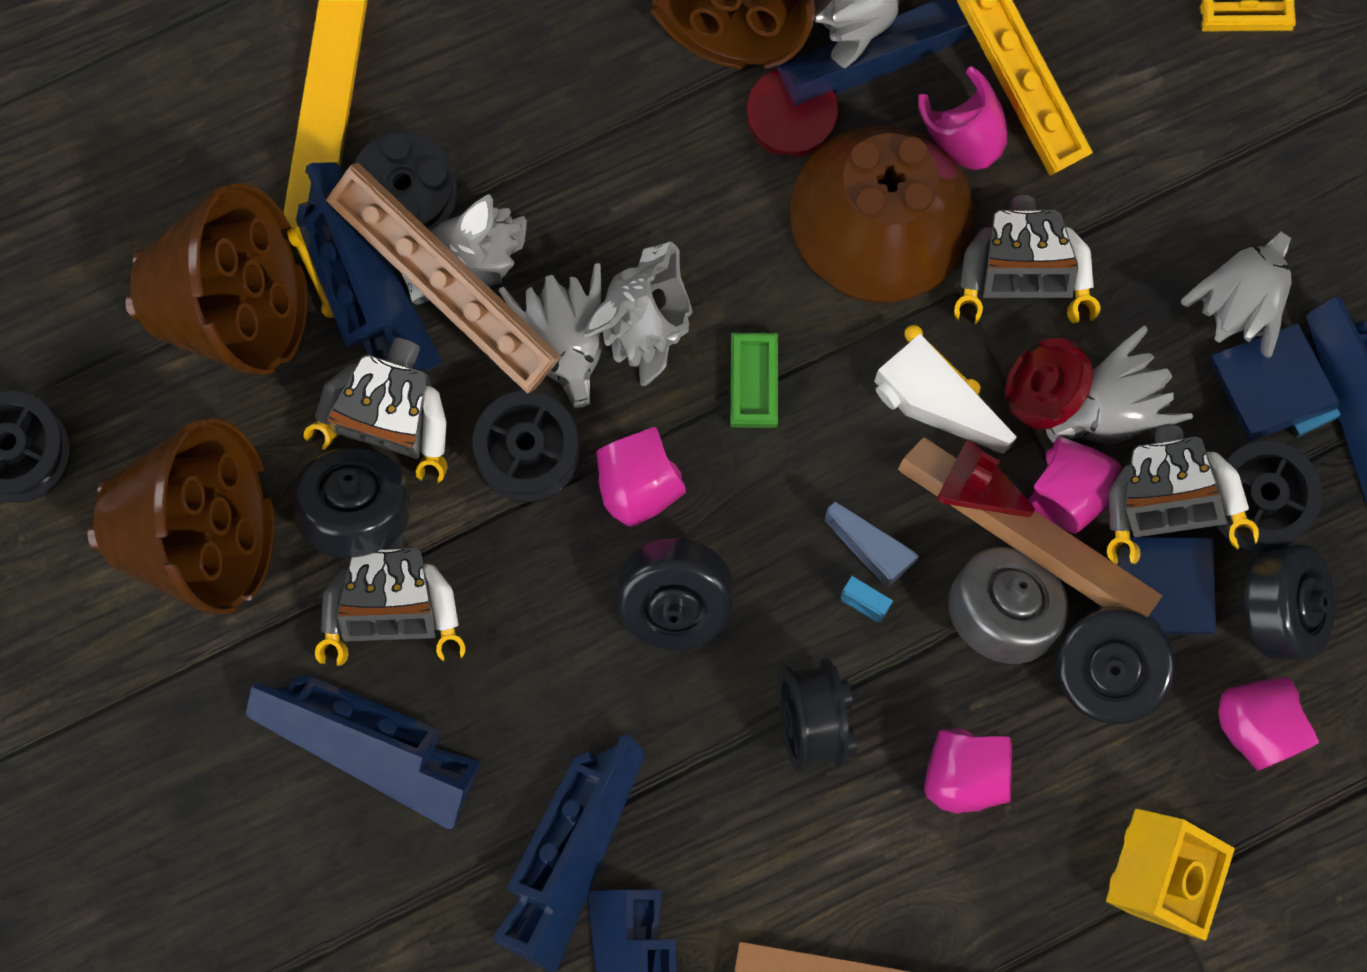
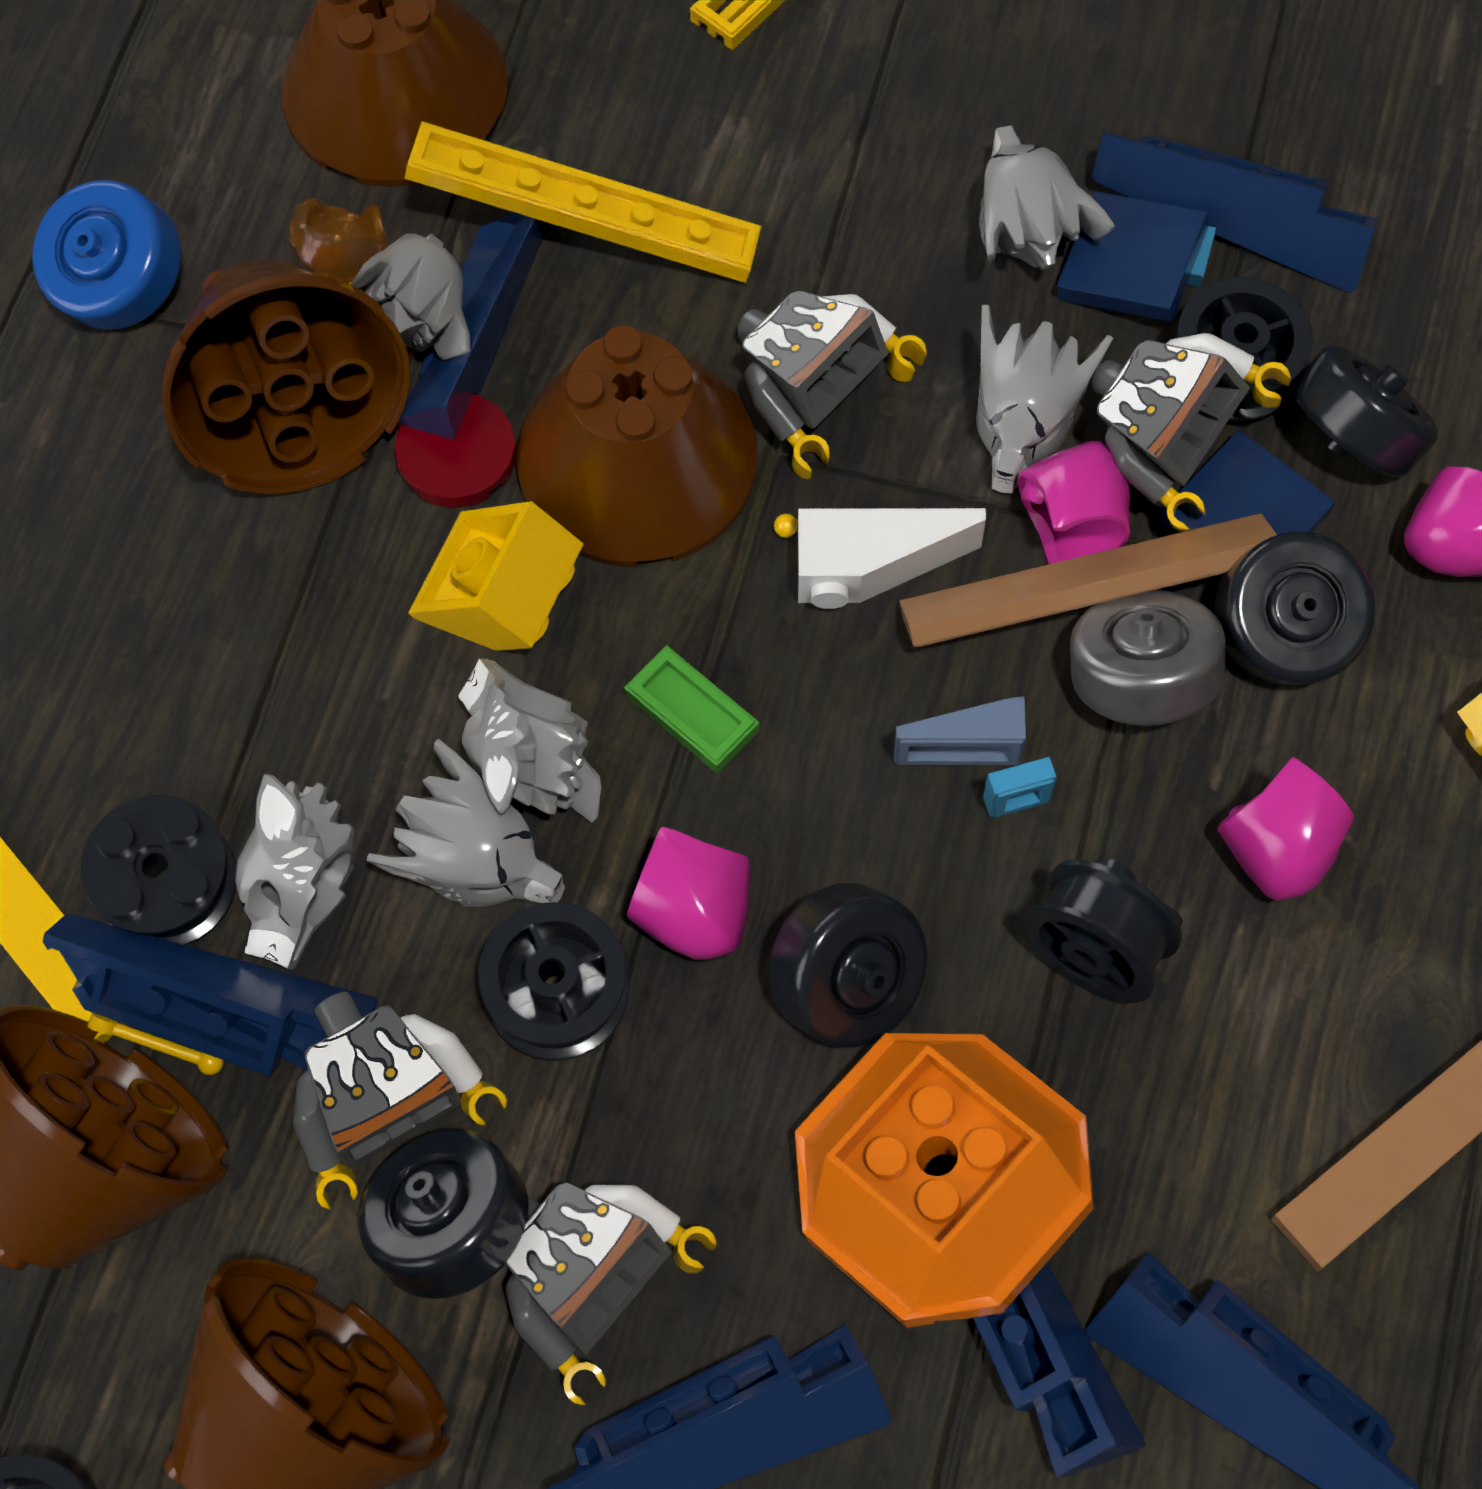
camera: 45 degrees left, 10 degrees down
(443, 278) = (299, 902): medium nougat tile -> none
(611, 789) = (955, 1239): none -> orange piece
(733, 206) = (498, 576): none -> yellow slope
(972, 132) = (633, 294): dark pink piece -> none
(981, 485) = (999, 585): dark red piece -> none
(1049, 383) = (956, 439): dark red tile -> none

